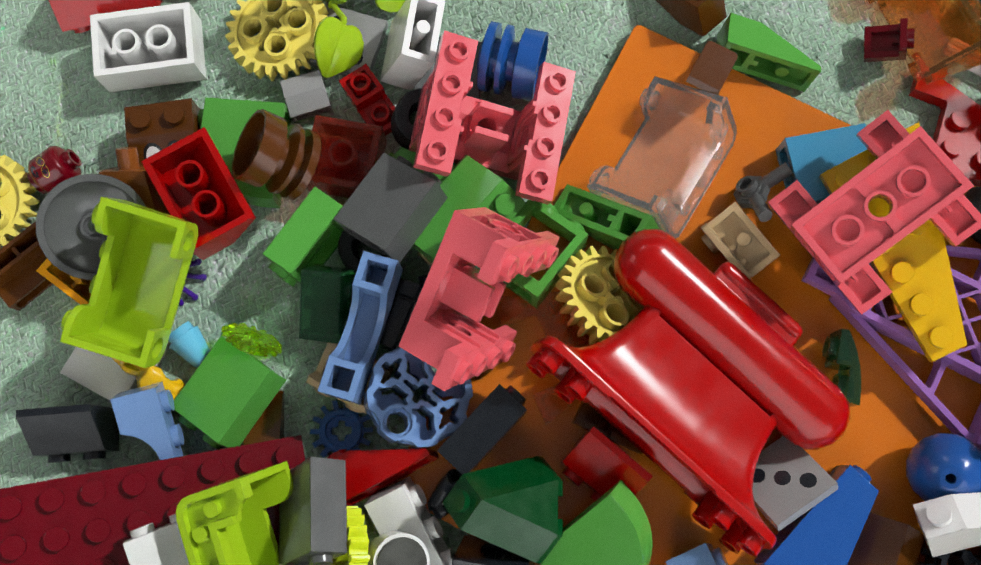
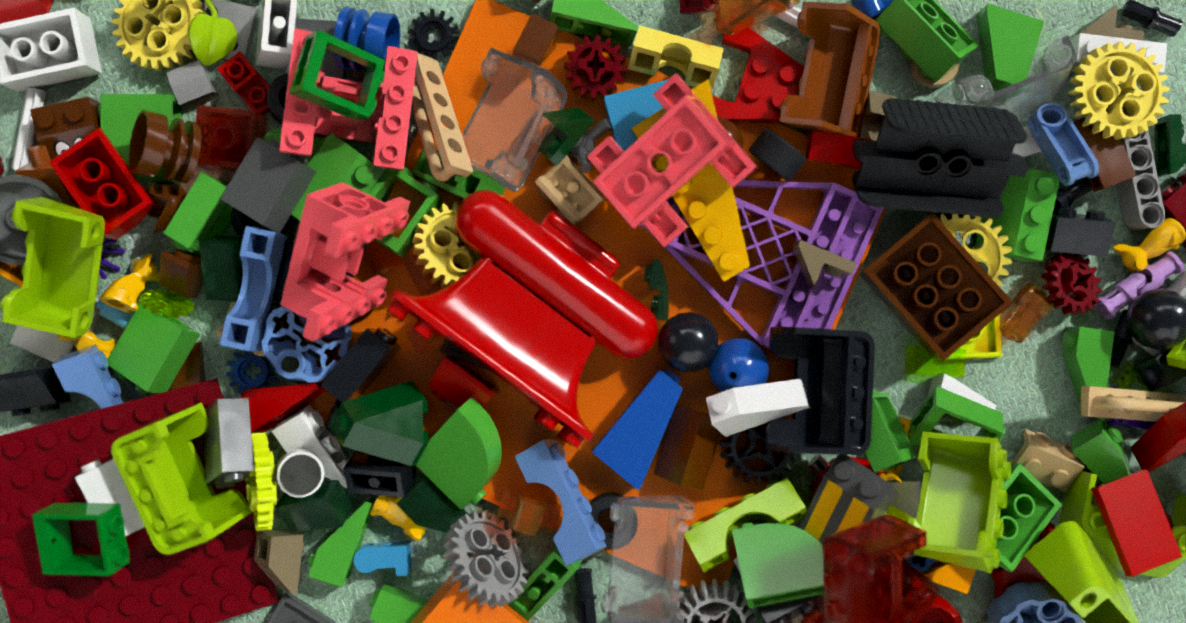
camera: 10 degrees left, 10 degrees up
(115, 132) = (26, 135): none -> white axle
(204, 321) = (124, 291): none -> yellow animal
(268, 223) = (167, 200): none -> reddish brown helmet
(274, 305) = (181, 273): none -> reddish brown slope
(461, 72) = (309, 67): none -> green window
(580, 52) = (433, 22): none -> black gear
(602, 159) = (453, 162): none -> tan piece
(739, 175) = (569, 128): none -> dark green slope
(759, 115) = (584, 66): none -> dark red gear
(788, 483) = (609, 387): light grey tile -> none
(840, 94) = (659, 49): none -> light yellow arch
(885, 434) = (688, 342): none -> black piece

